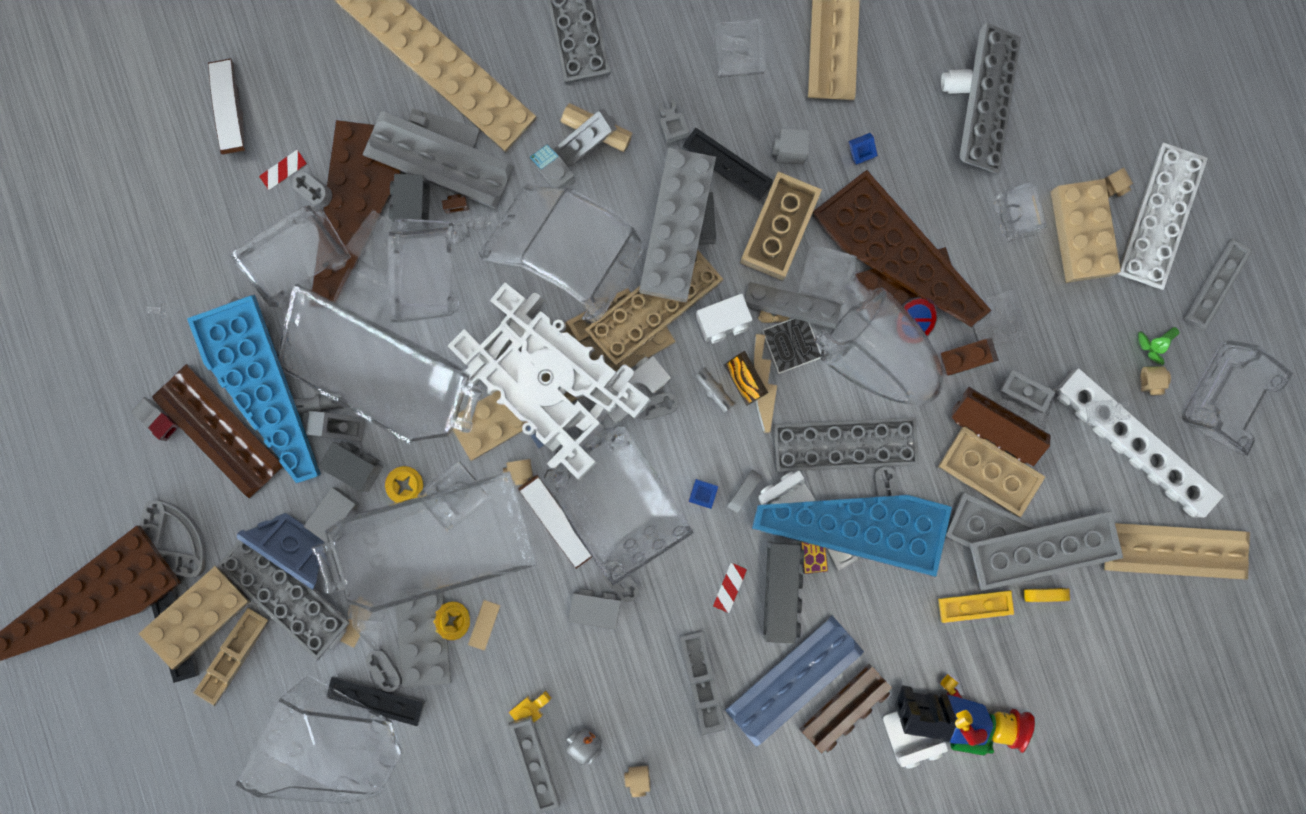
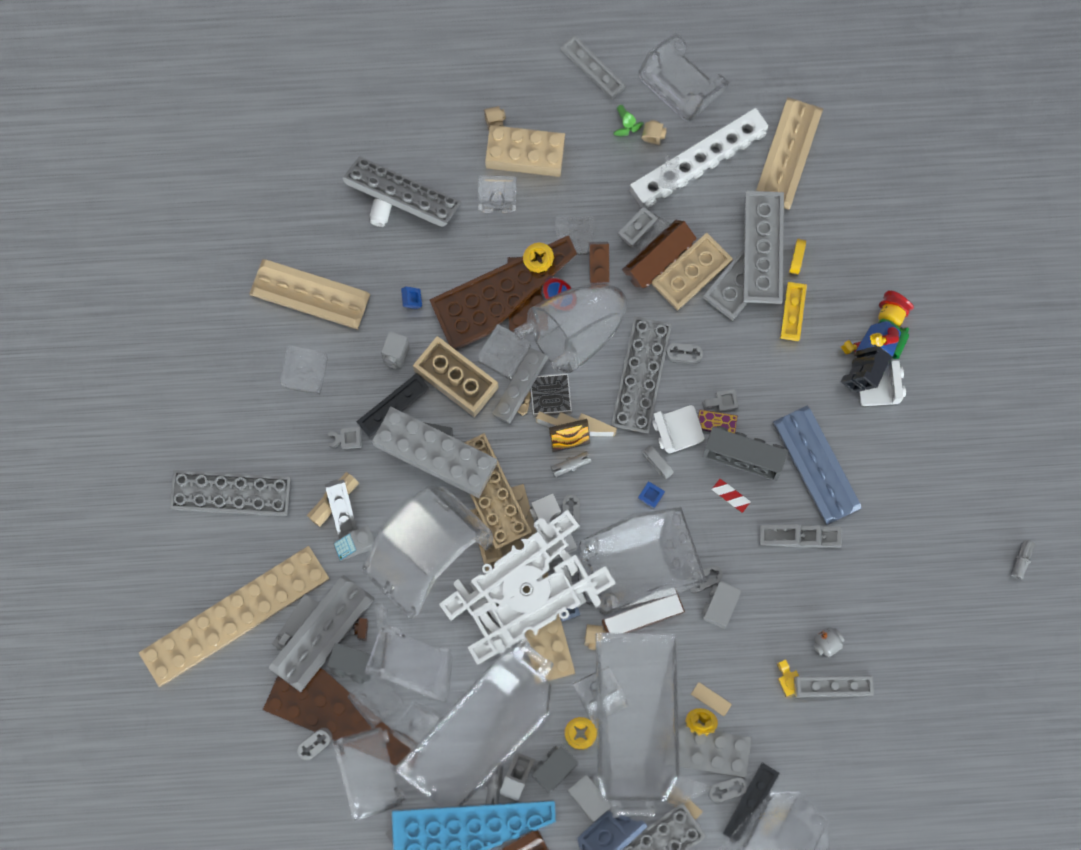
camera: 75 degrees left, 10 degrees down
(226, 107) = (223, 798): white slope -> none
(282, 169) = (289, 767): sticker -> none
(638, 780) = (866, 606): tan plate -> none
(724, 318) = (517, 442): white brick -> none
(845, 708) = (848, 430): brick -> none
(883, 529) = (715, 364): dark azure wing -> none
(951, 271) = (541, 249): none -> yellow gear
(1162, 216) = (529, 92): white plate -> none

